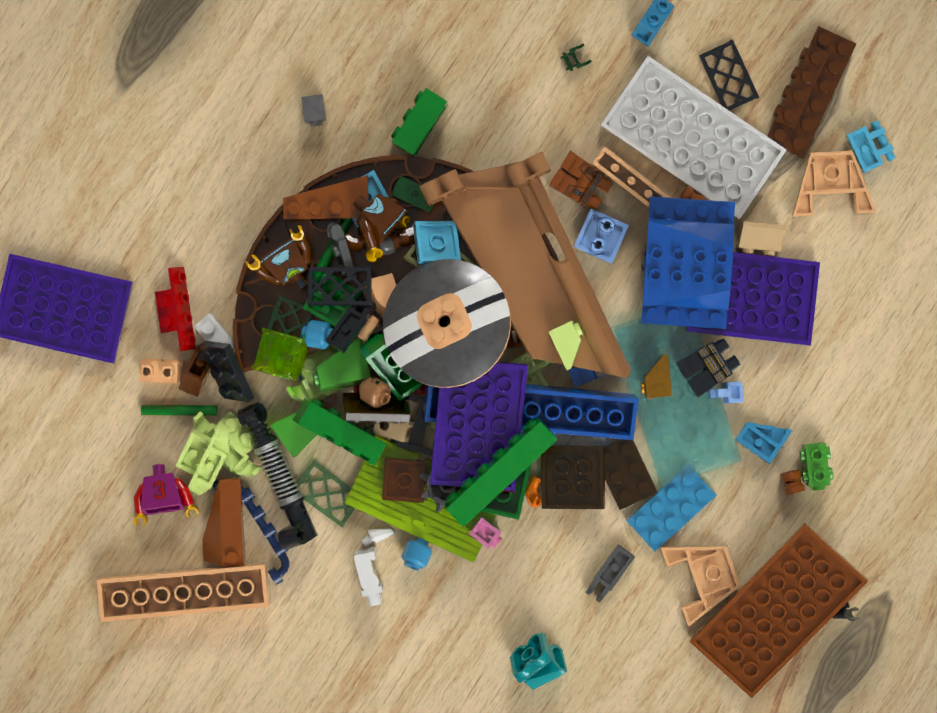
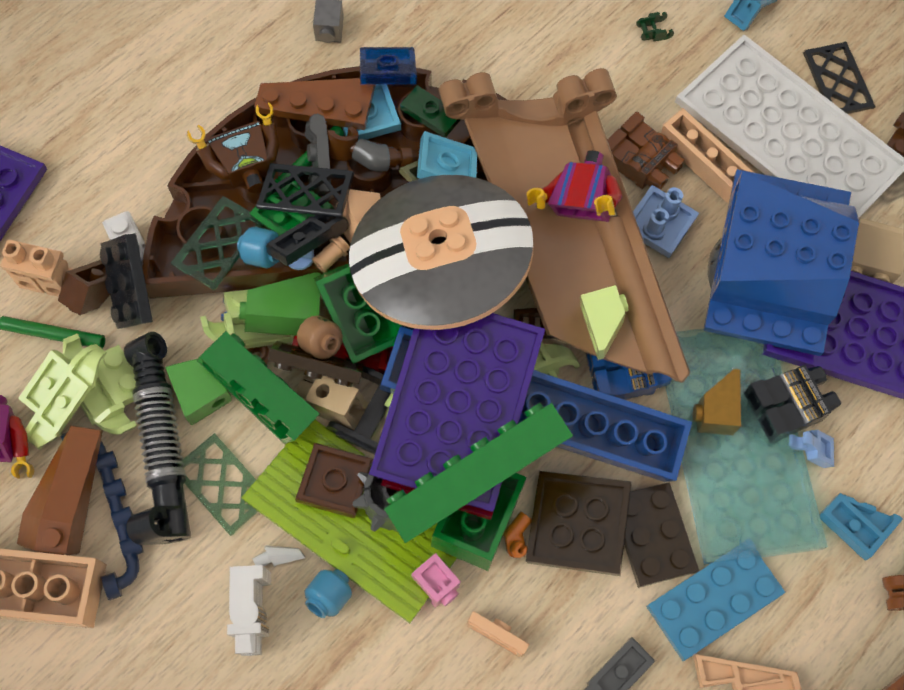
camera: 10 degrees right, 20 degrees down
(174, 309) = (88, 206): red bracket -> none
(280, 354) = (203, 262): clear neon green slope -> none
(375, 163) = (388, 65): none -> clear blue plate
(378, 221) = (378, 121): reddish brown torso -> none
(419, 122) = (456, 44): green brick -> none
(532, 558) = (498, 633): none -> light nougat plate
(537, 249) = (580, 191): none -> torso

